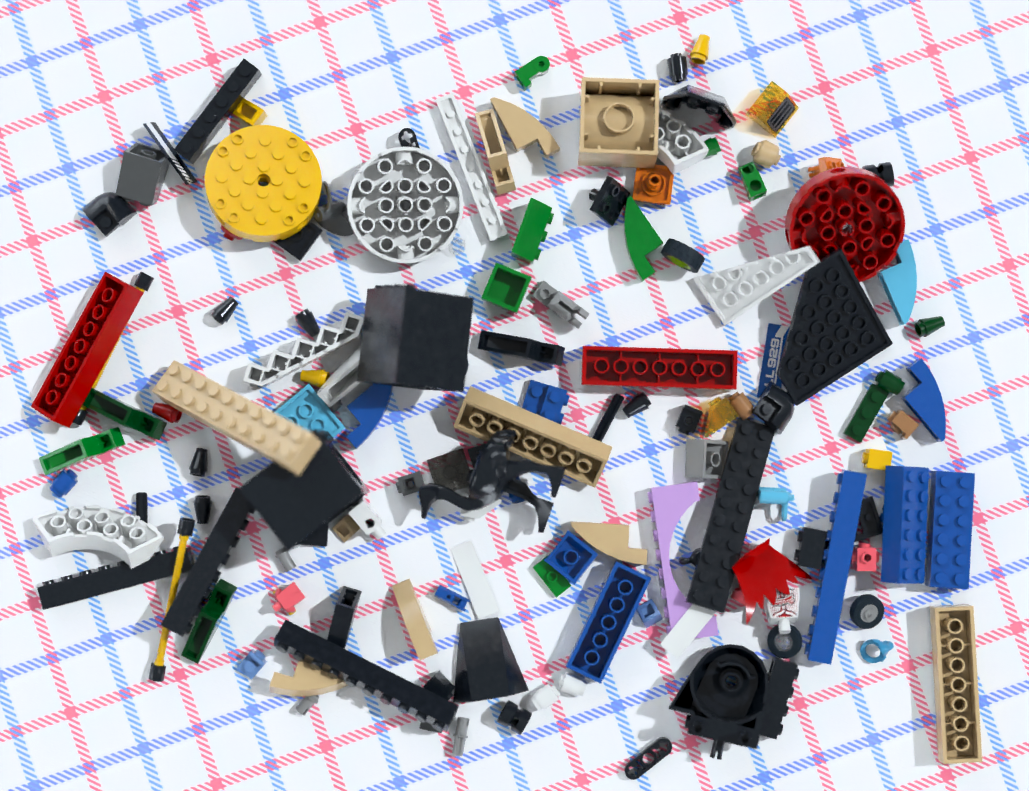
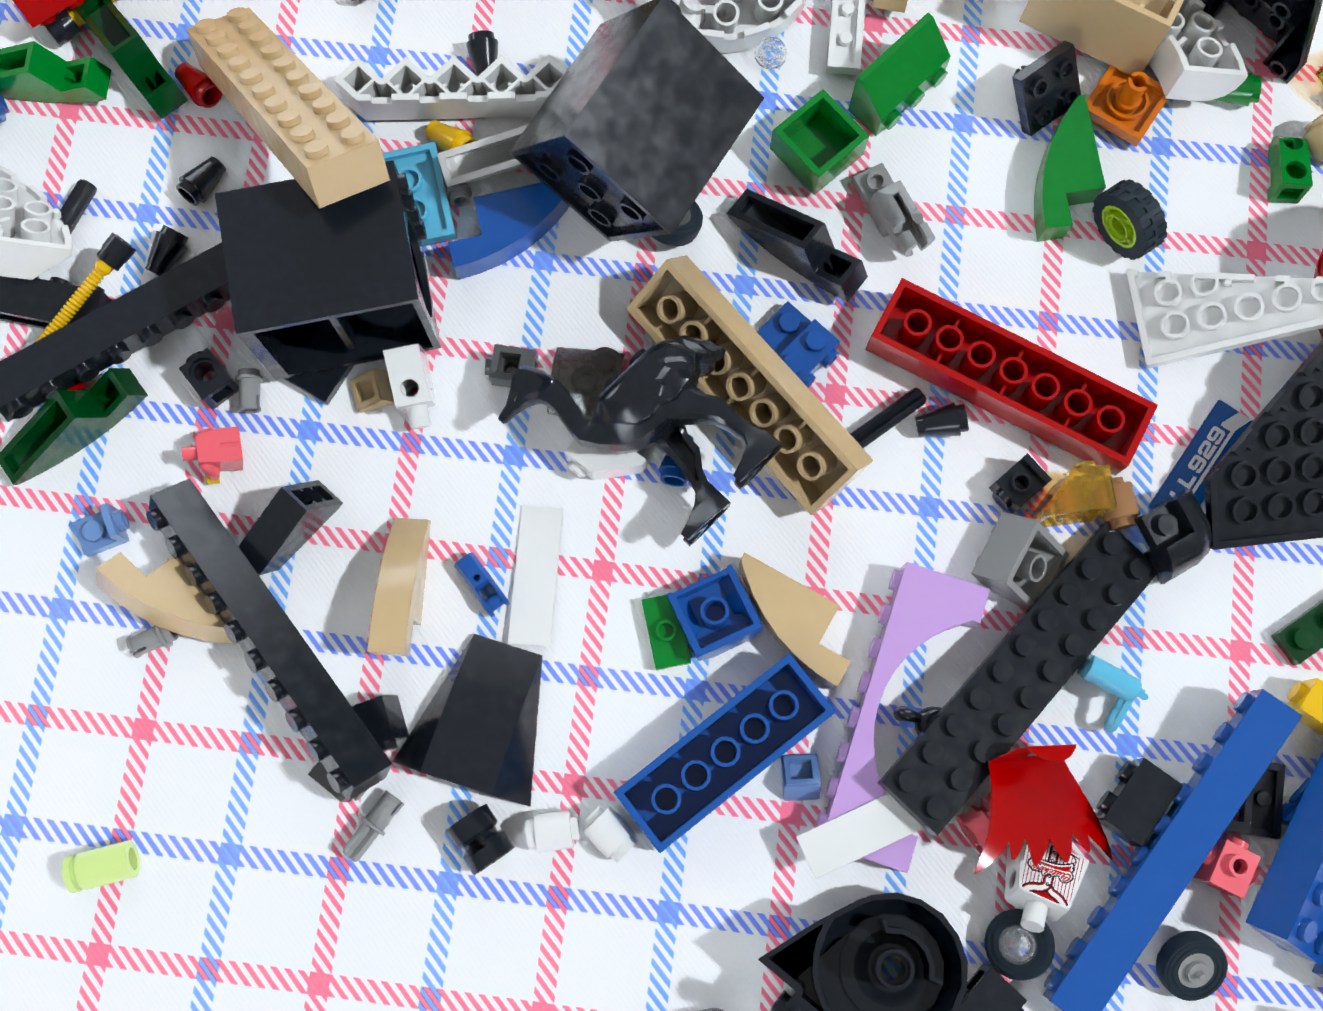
camera: 25 degrees right, 10 degrees down
(270, 566) = (217, 389): none -> black brick

